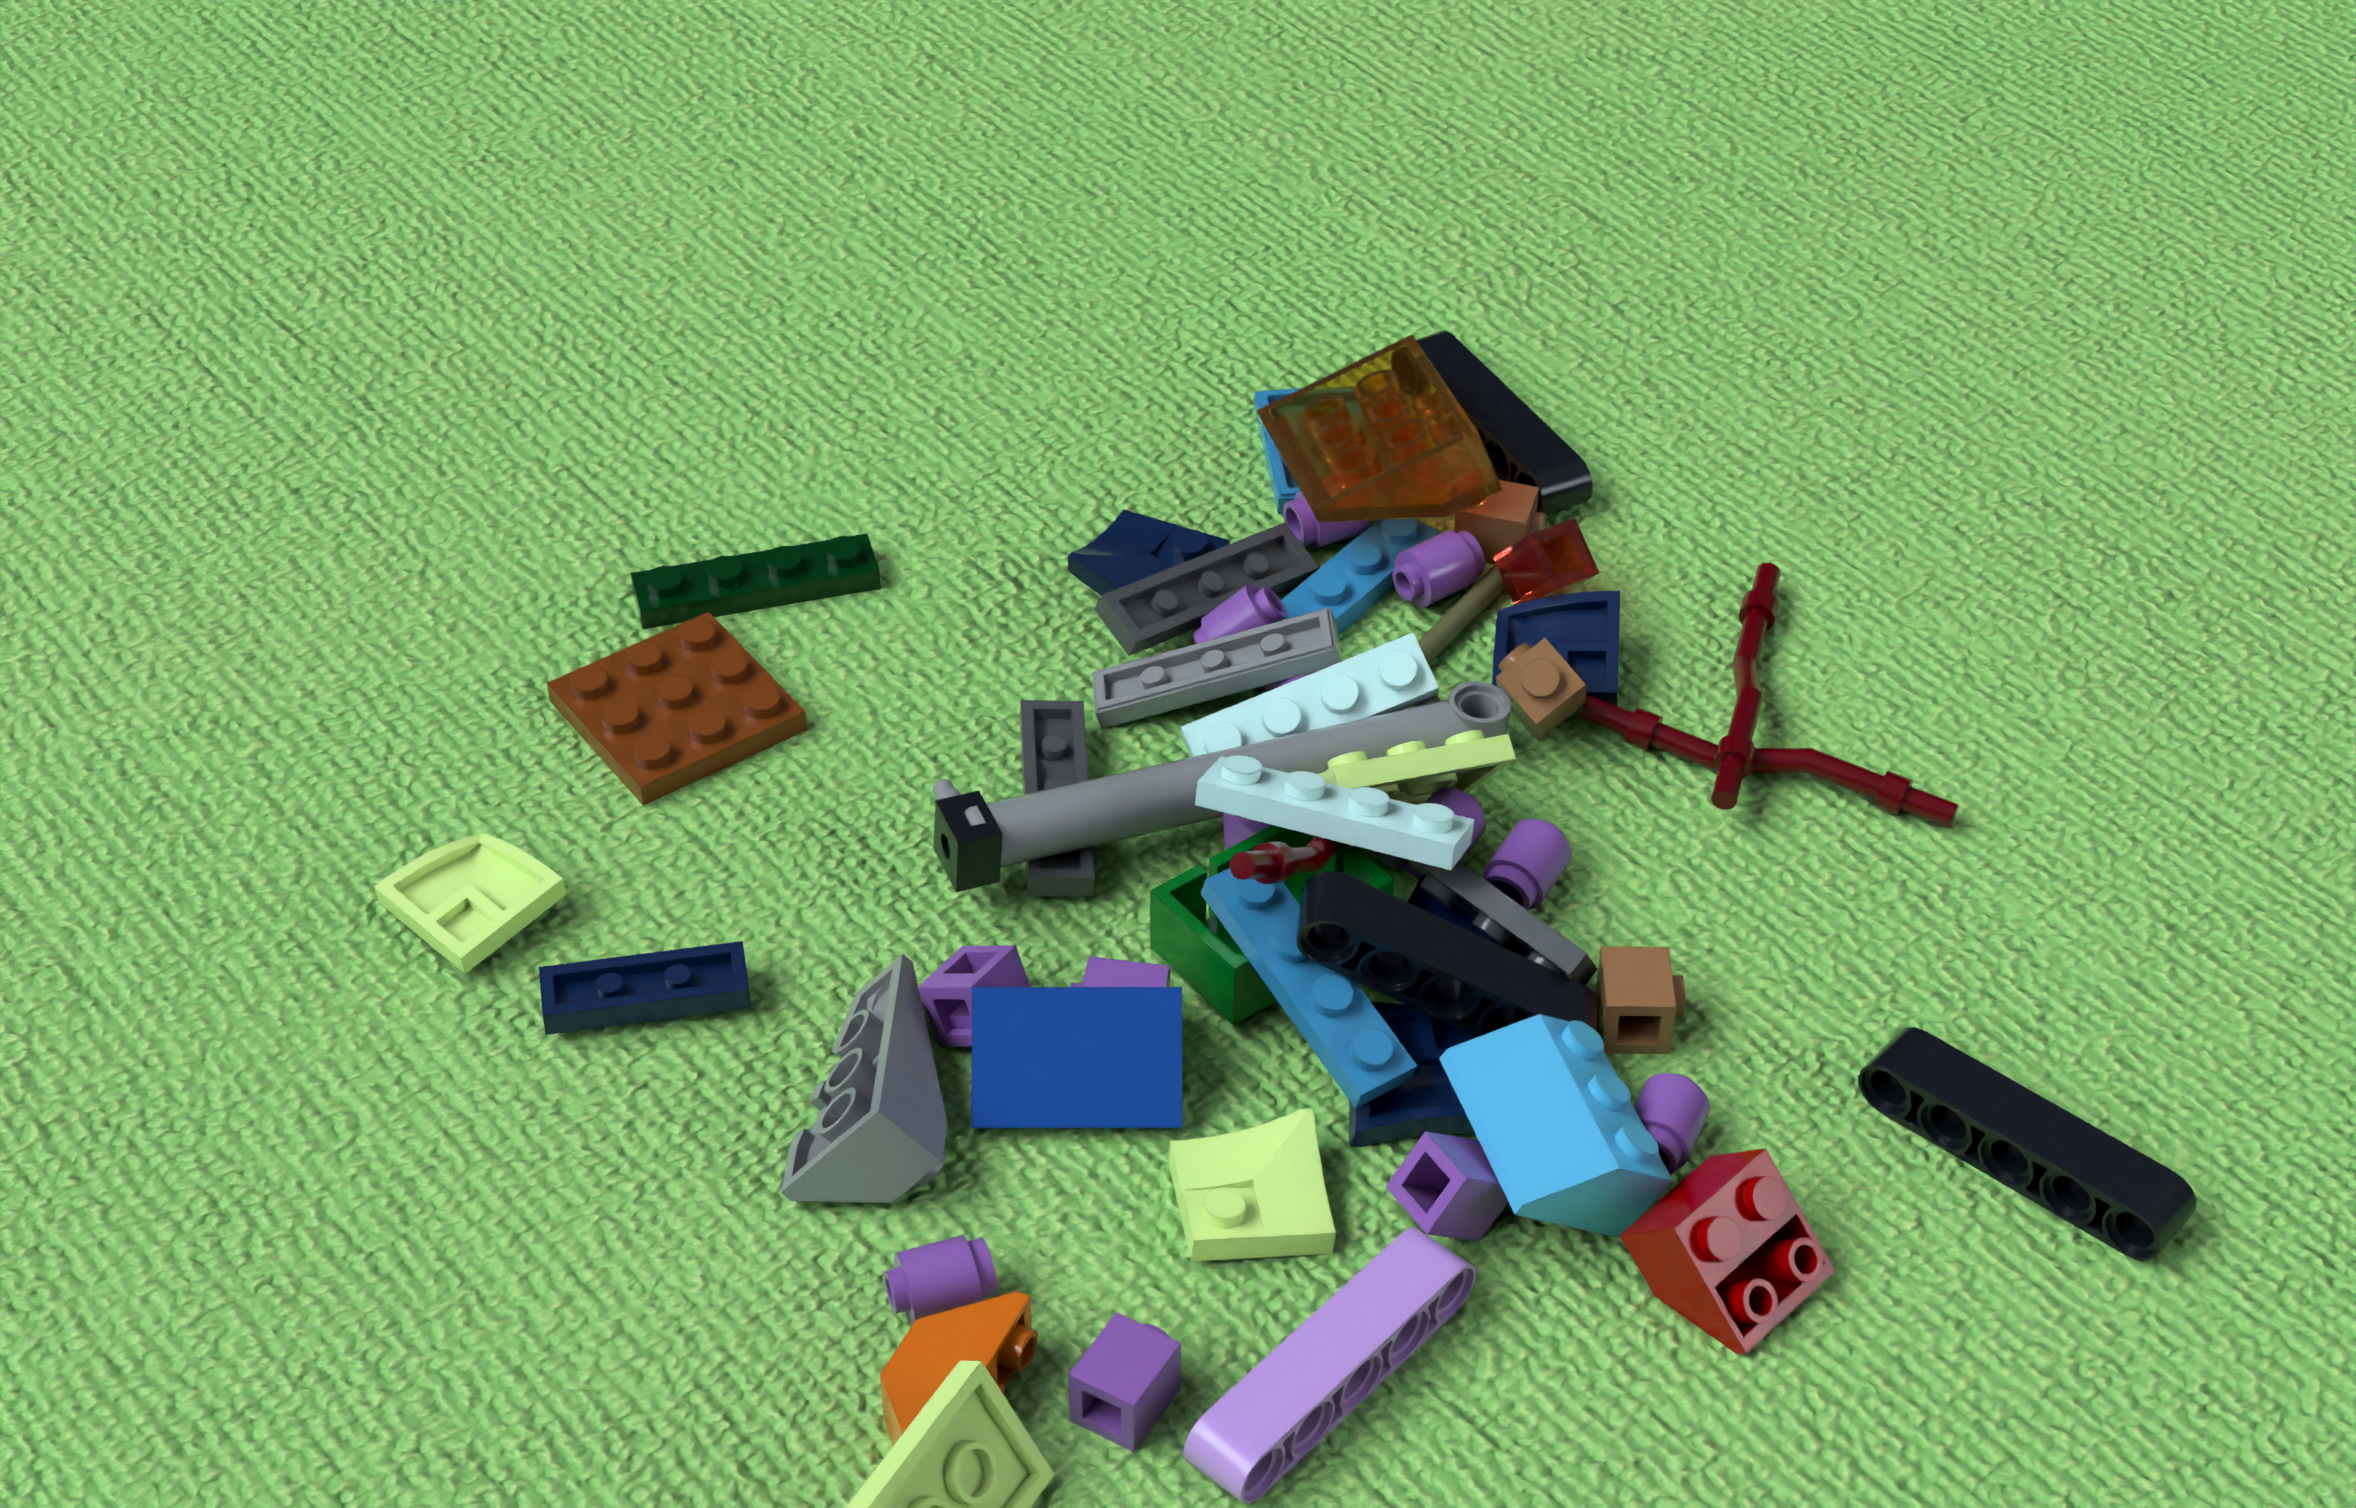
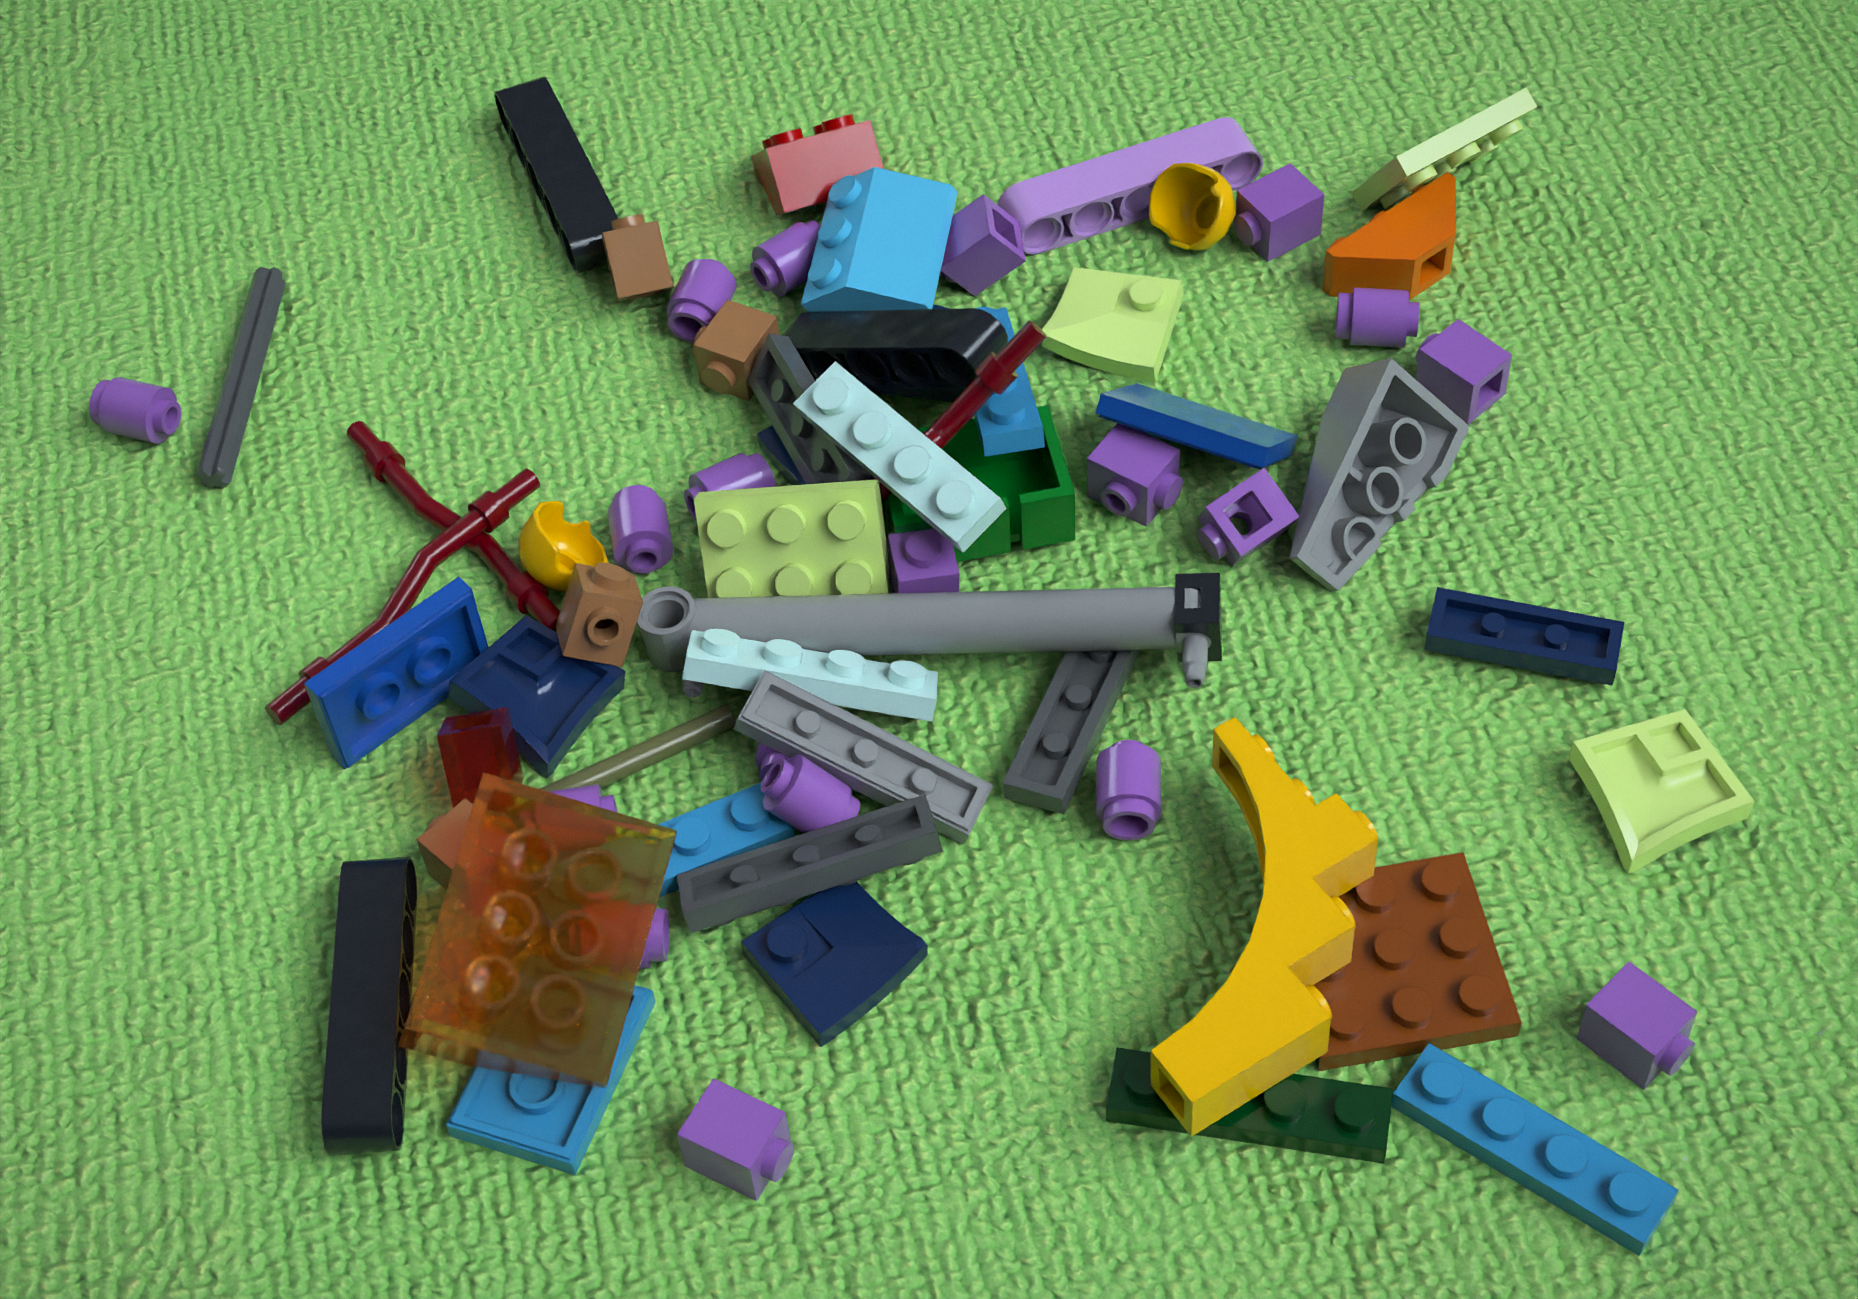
camera: 150 degrees left, 10 degrees up
(445, 702) = (1638, 1026): none -> medium lavender brick
(511, 621) = (1534, 1149): none -> dark azure plate
(766, 676) = (1268, 1011): none -> yellow arch
(812, 1243) = (1463, 370): none -> medium lavender brick
(967, 735) = (1128, 790): none -> medium lavender brick
(1138, 429) = (736, 1140): none -> medium lavender brick
(1227, 1344) = (1192, 205): none -> yellow hair
(1582, 803) = (639, 530): none -> medium lavender brick
(1631, 744) = (553, 546): none -> yellow hair
(1667, 587) = (396, 673): none -> blue tile
(1724, 1044) = (698, 297): none -> medium lavender brick
(1820, 1036) = (636, 258): none -> medium nougat brick
(2128, 831) = (241, 378): none -> dark grey axle
(2178, 747) = (135, 409): none -> medium lavender brick

